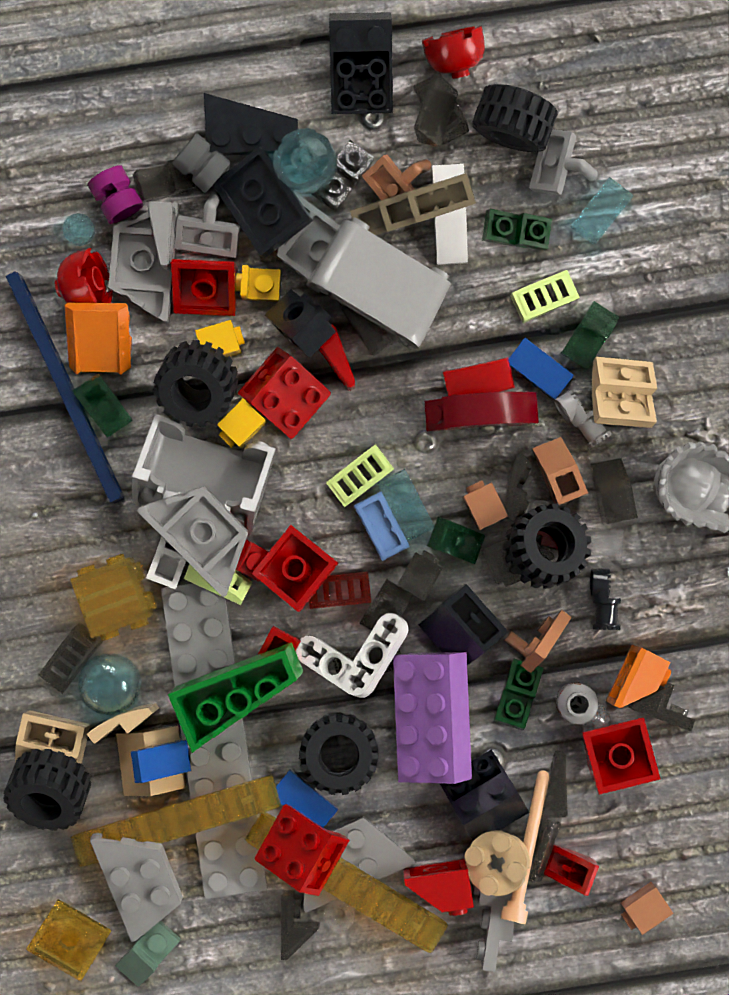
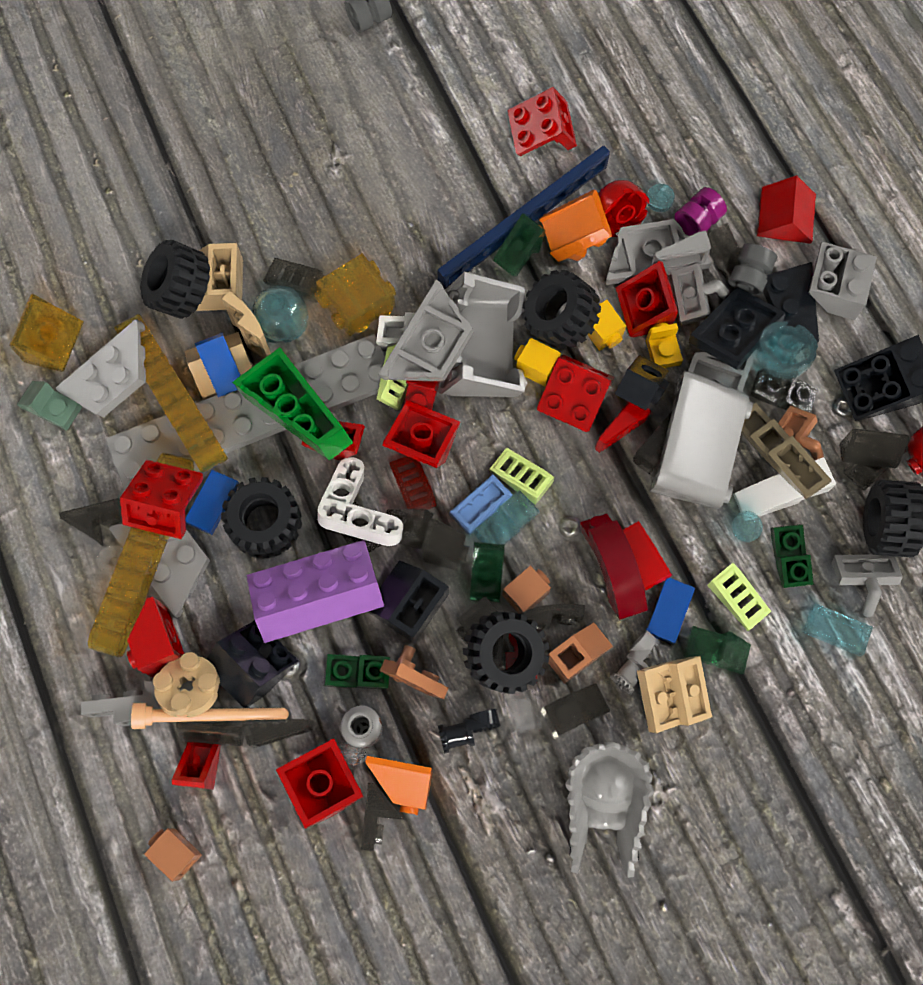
camera: 70 degrees right, 15 degrees down
(135, 97) = (787, 211): none -> red slope
(237, 71) = (842, 280): none -> light grey slope
(476, 264) = (747, 526): none -> clear light blue tile

